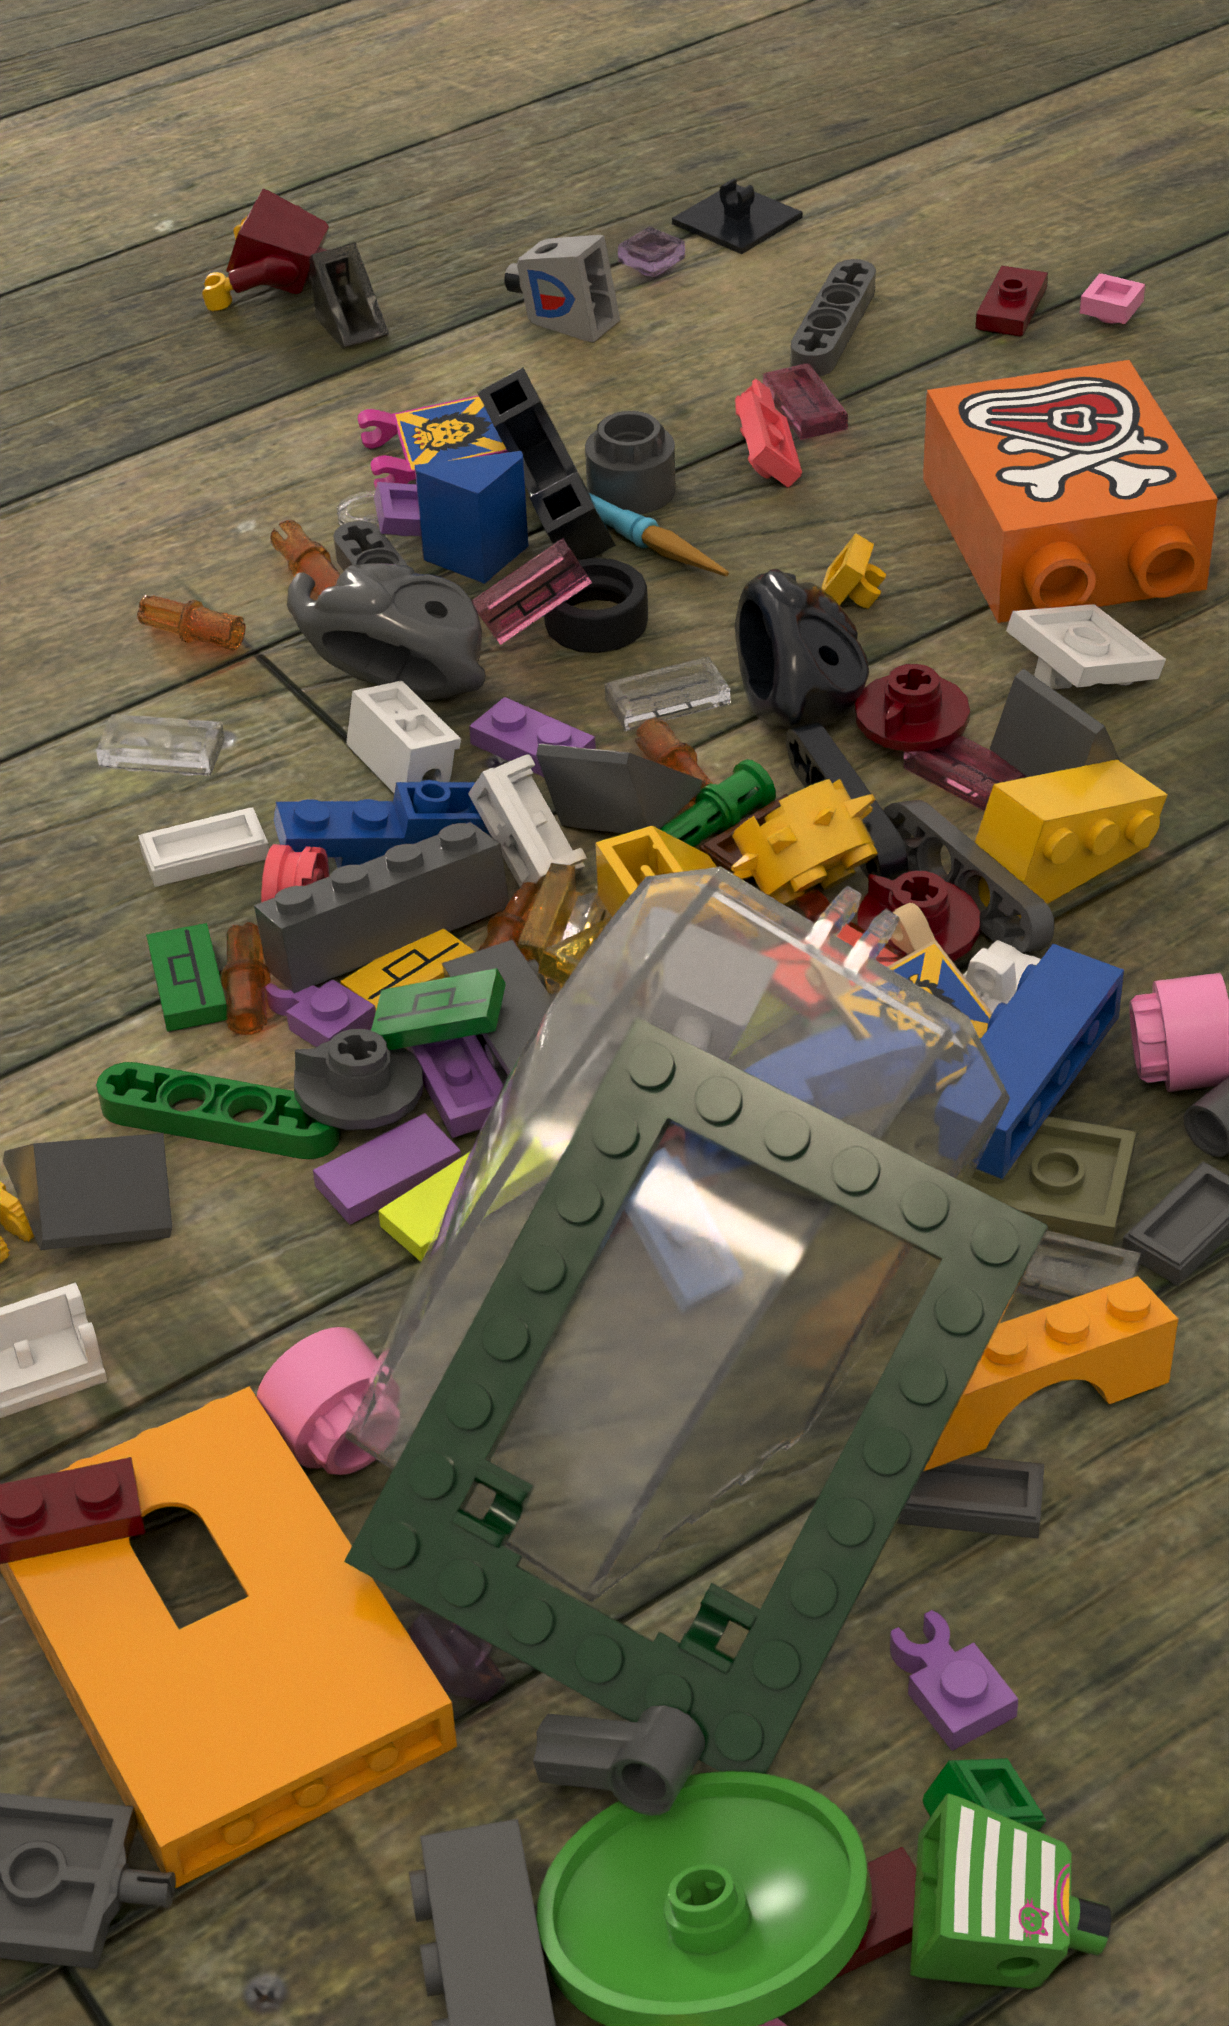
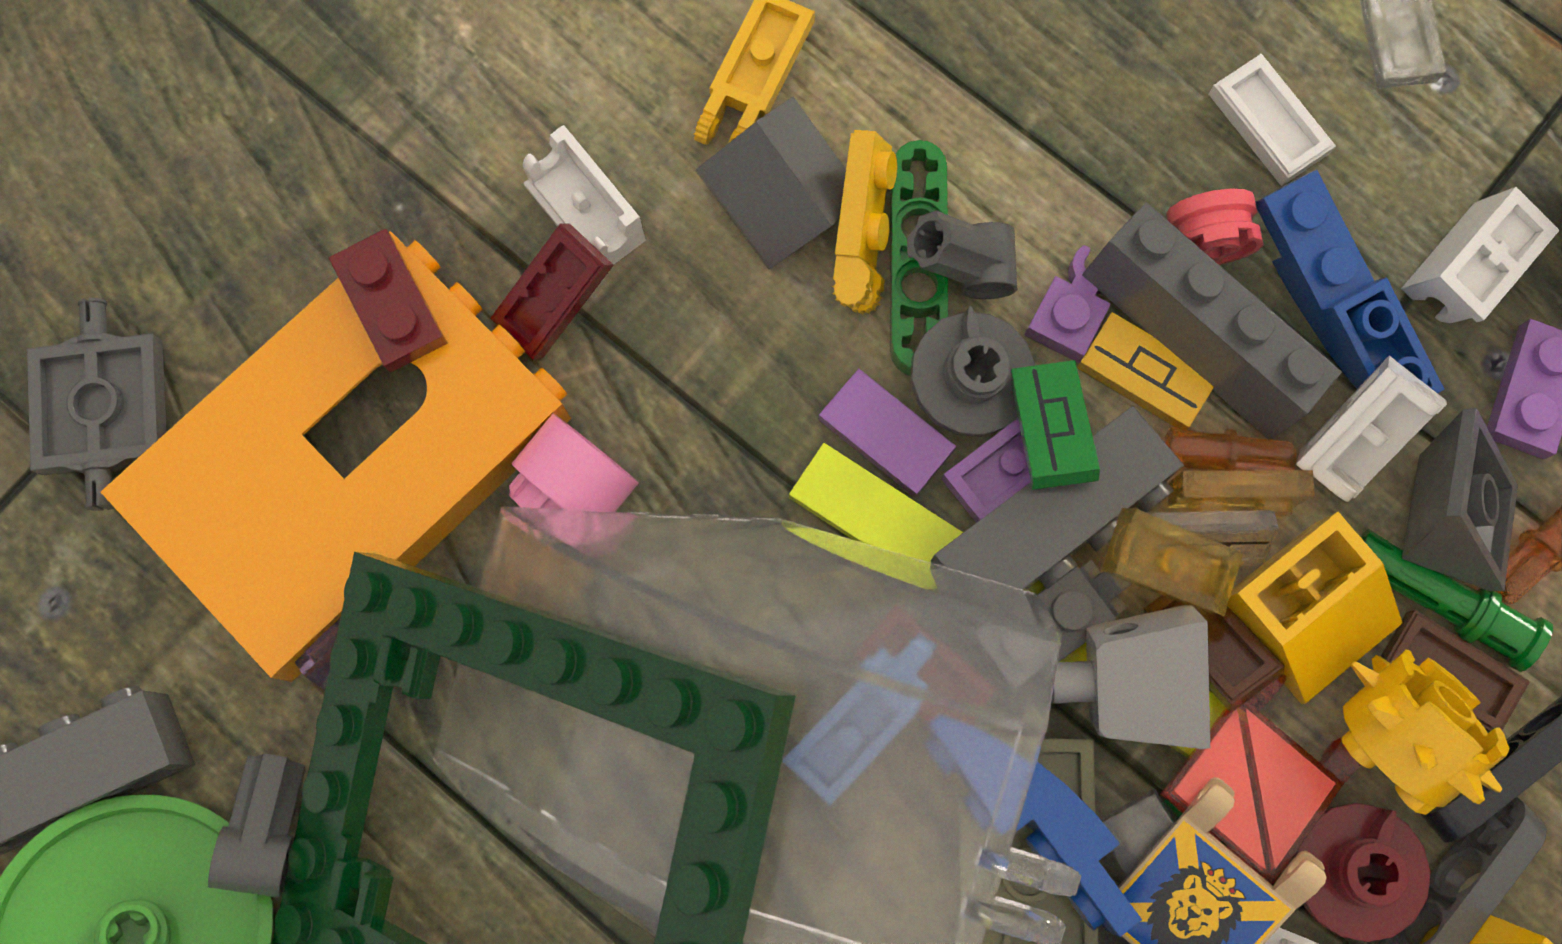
camera: 75 degrees right, 35 degrees up
(109, 1382) = (552, 290): none -> dark red plate
(125, 1110) = (862, 221): none -> yellow hinge
(187, 977) = (1084, 168): green tile -> none
(241, 1053) = (975, 254): none -> dark grey piece
(245, 980) = (1087, 223): clear orange axle -> none

